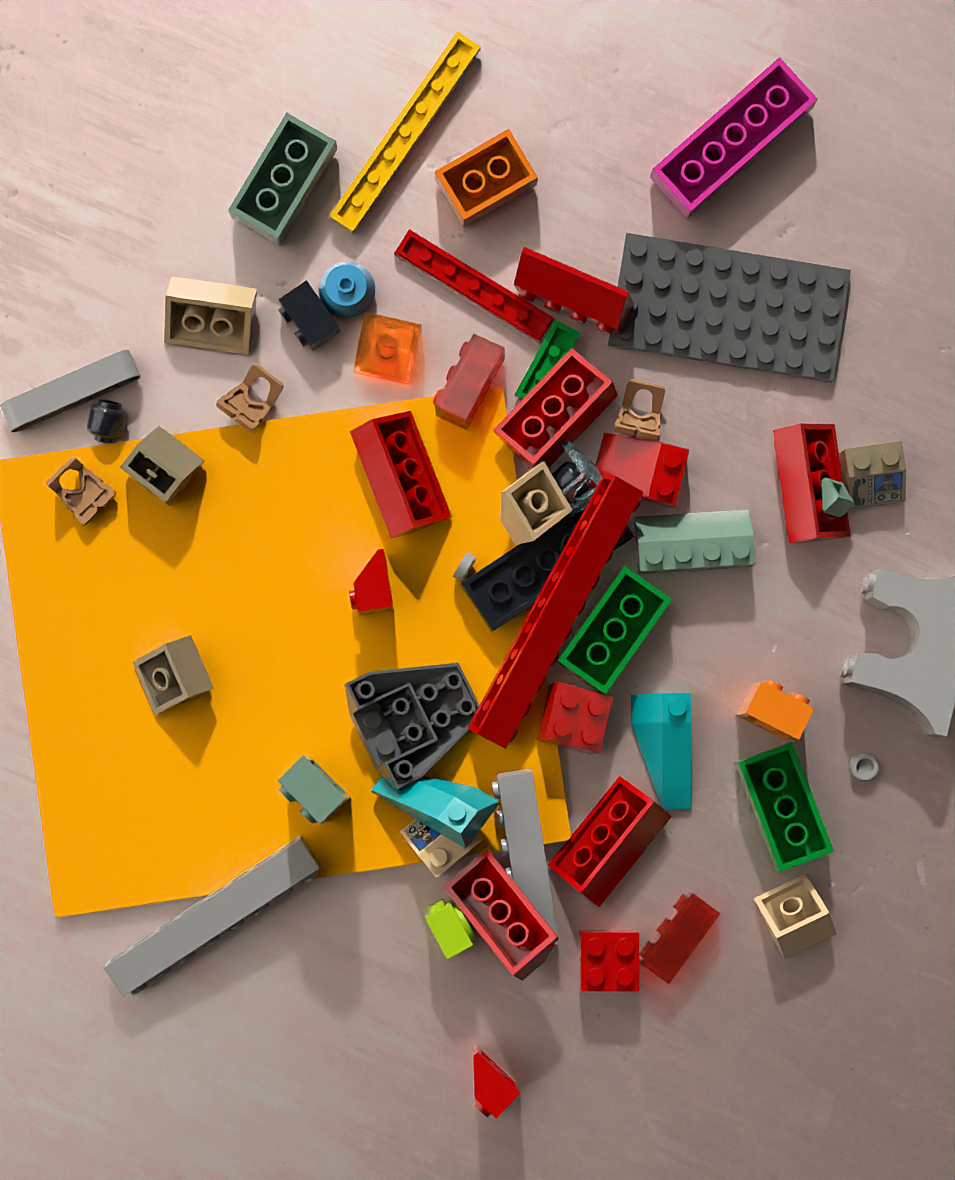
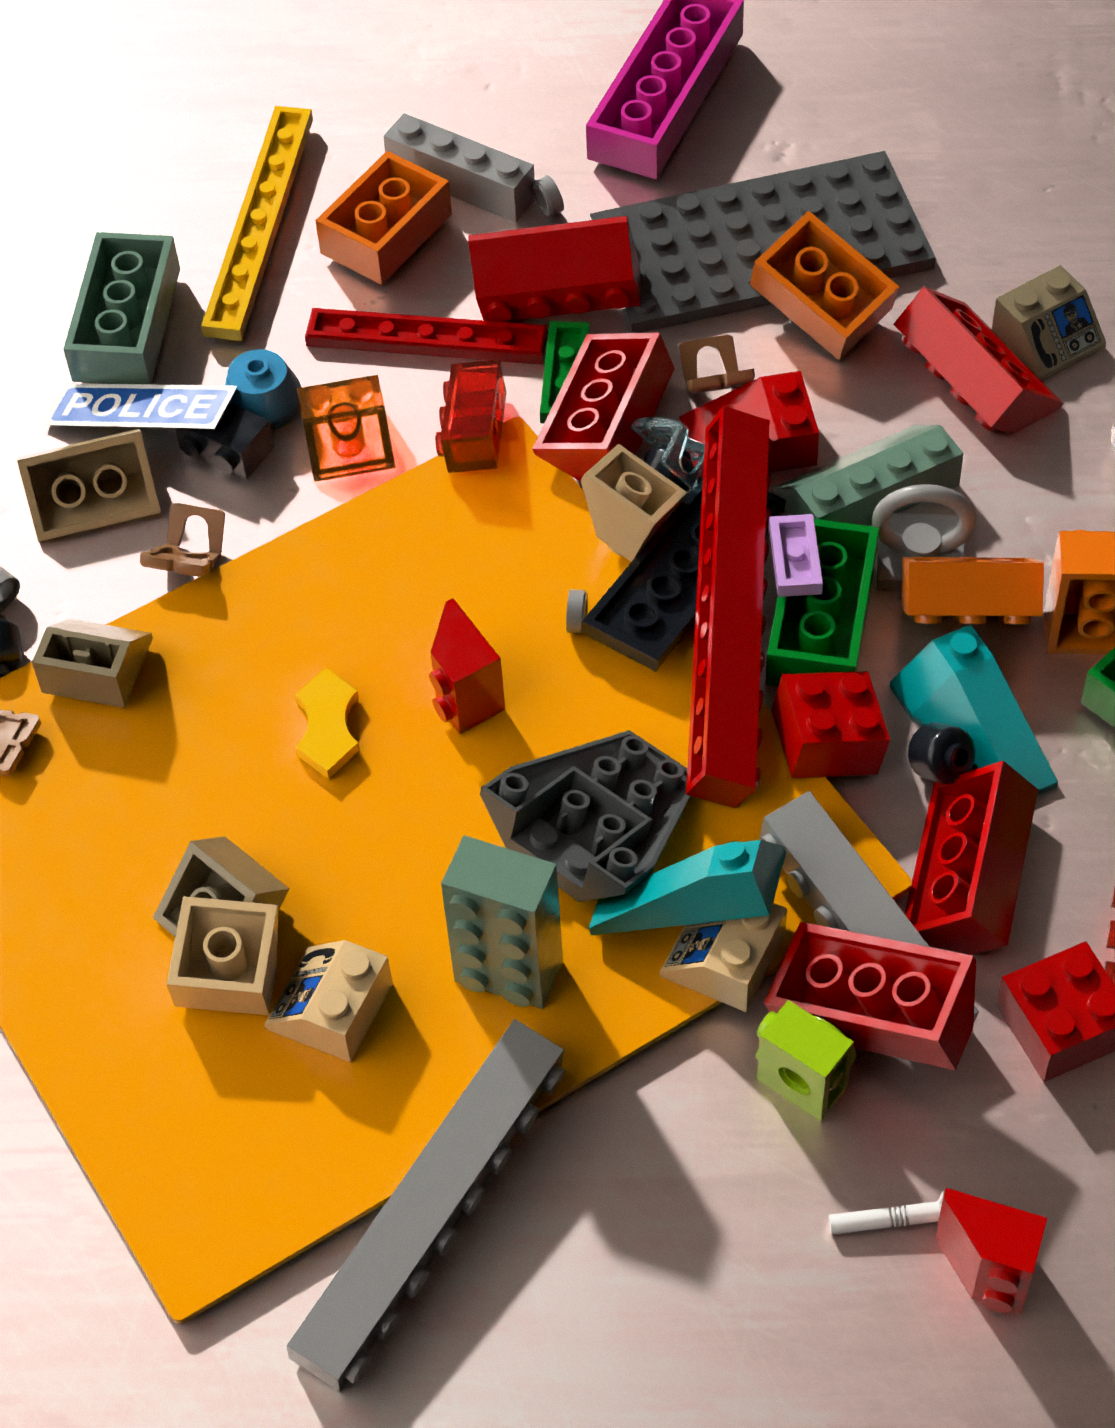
camera: 15 degrees left, 30 degrees down
(158, 720) = (224, 956): none -> tan slope
(208, 765) = (332, 998): none -> tan slope
(263, 269) = (140, 405): none -> sticker
(288, 562) = (327, 705): none -> yellow tile
(400, 473) = (430, 544): red slope -> none
(485, 1040) = (885, 1218): none -> white piece
(557, 151) = (473, 169): none -> light grey brick
(605, 204) = (548, 195): none -> light grey tile
(607, 603) = (795, 555): none -> lavender plate
(630, 765) = (941, 752): none -> black head
(699, 609) = (919, 534): none -> light grey tile
(706, 665) = (972, 589): none -> orange brick
(741, 384) = (823, 285): none -> orange brick
(835, 498) = (1020, 355): sand green slope -> none

